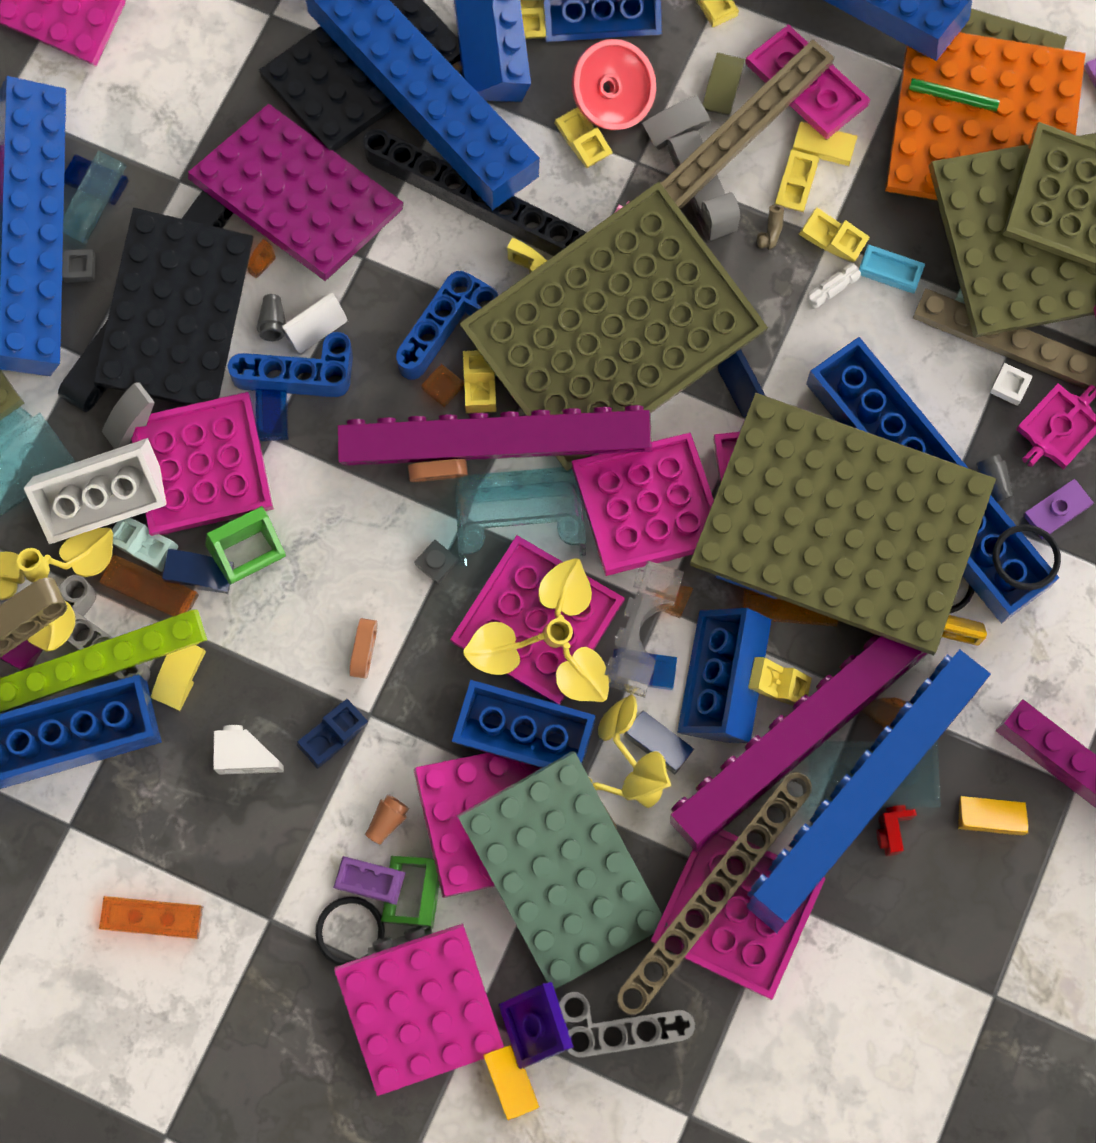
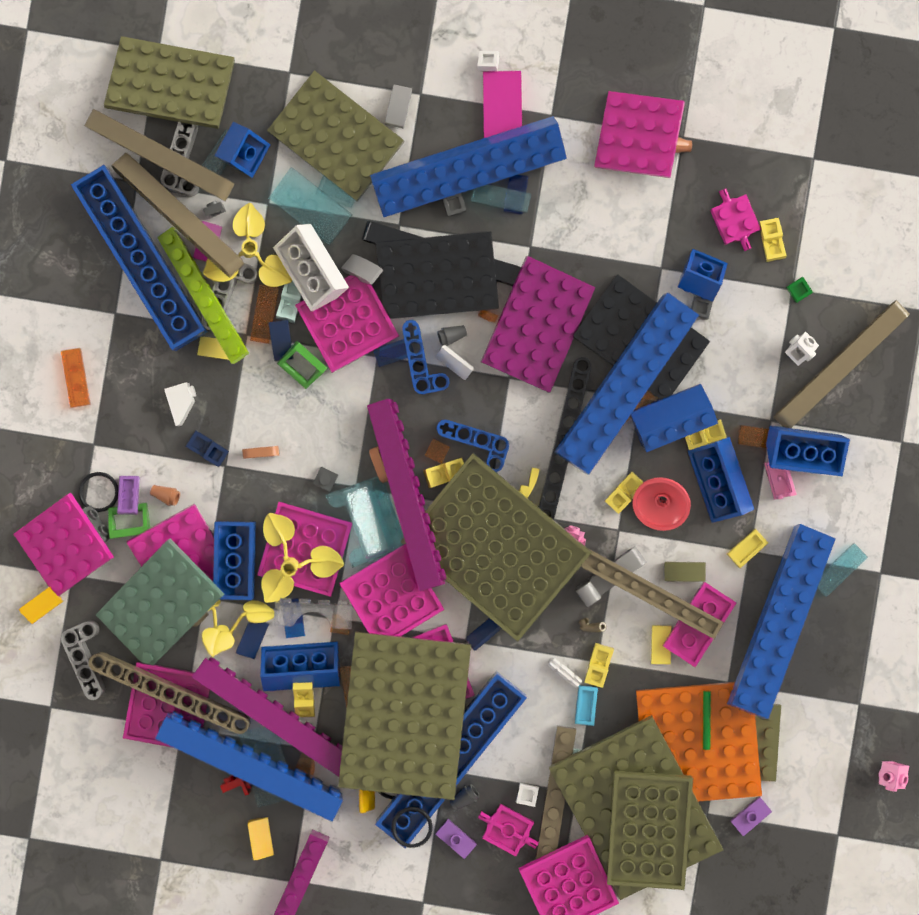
camera: 80 degrees right, 15 degrees up
(535, 1025) = (71, 611): dark purple plate -> none
(676, 120) = (650, 549): light grey slope -> none
(797, 180) = (630, 633): light yellow slope -> none

